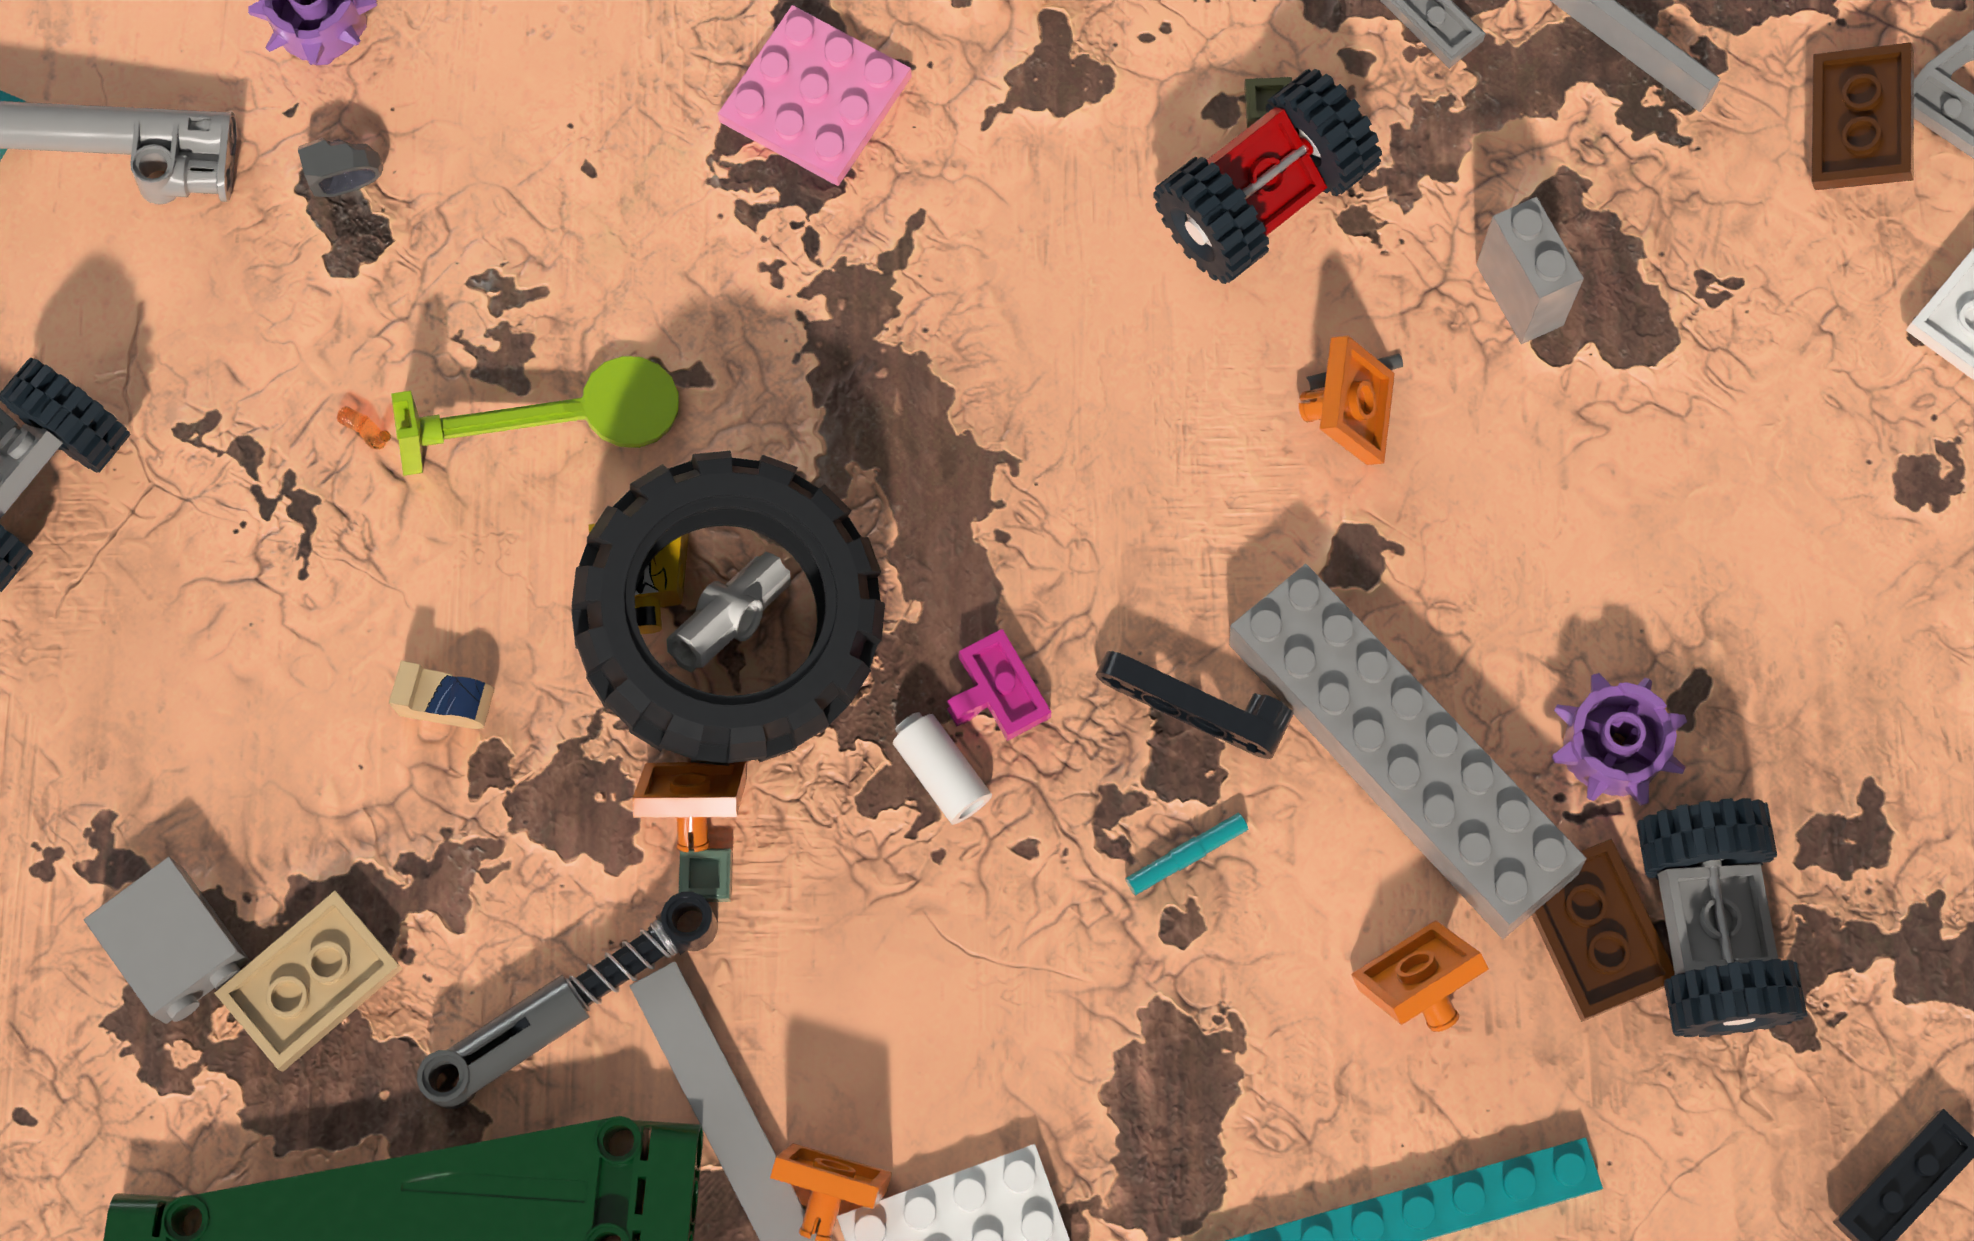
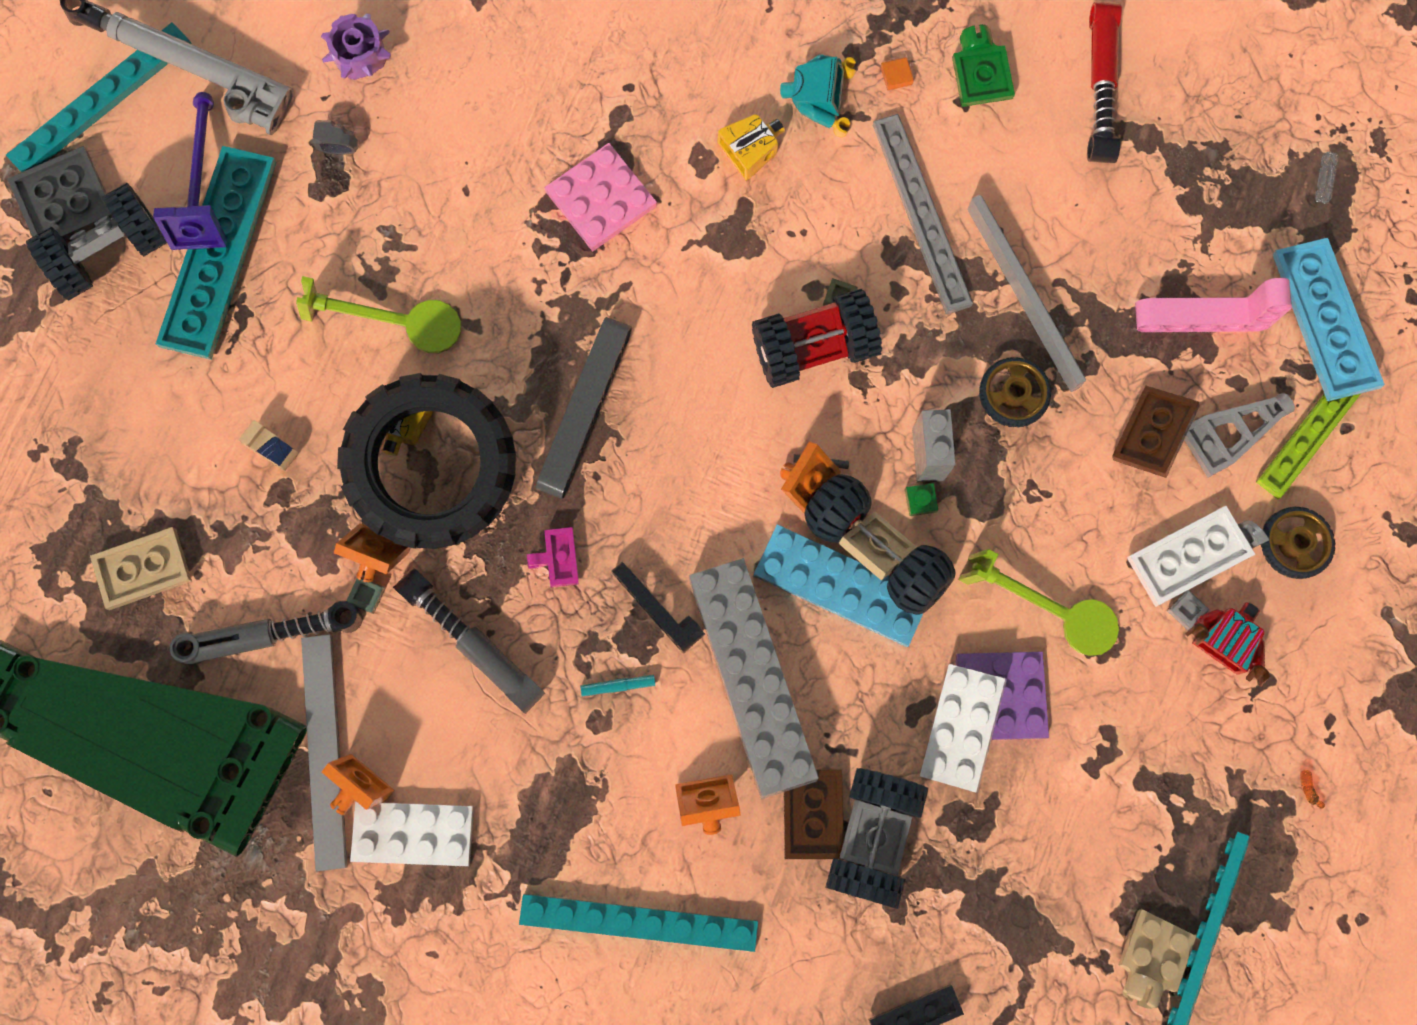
camera: 15 degrees right, 5 degrees up
(167, 941) = (78, 519): light grey brick -> none
(170, 383) = (193, 225): none -> dark purple tile
(218, 423) = (211, 274): none -> teal plate
(364, 426) = (290, 282): clear orange piece -> none
(728, 611) = (431, 462): white piece -> none
(936, 435) = (584, 408): none -> dark grey beam
(941, 767) = (509, 588): white brick -> none
(1025, 919) = (472, 643): none -> dark grey piece
(1422, 442) = (919, 572): none -> black plate
(1478, 551) = (834, 584): none -> medium azure plate
(1542, 367) = (921, 499): none -> green plate
(1602, 157) = (1017, 368): none -> pearl gold wheel
(1647, 746) = (886, 718): medium lavender brick -> none
(1775, 693) = (963, 728): none -> white plate
(1810, 623) = (1024, 697): none -> medium lavender plate
(1892, 455) = (1087, 625): none -> lime piece

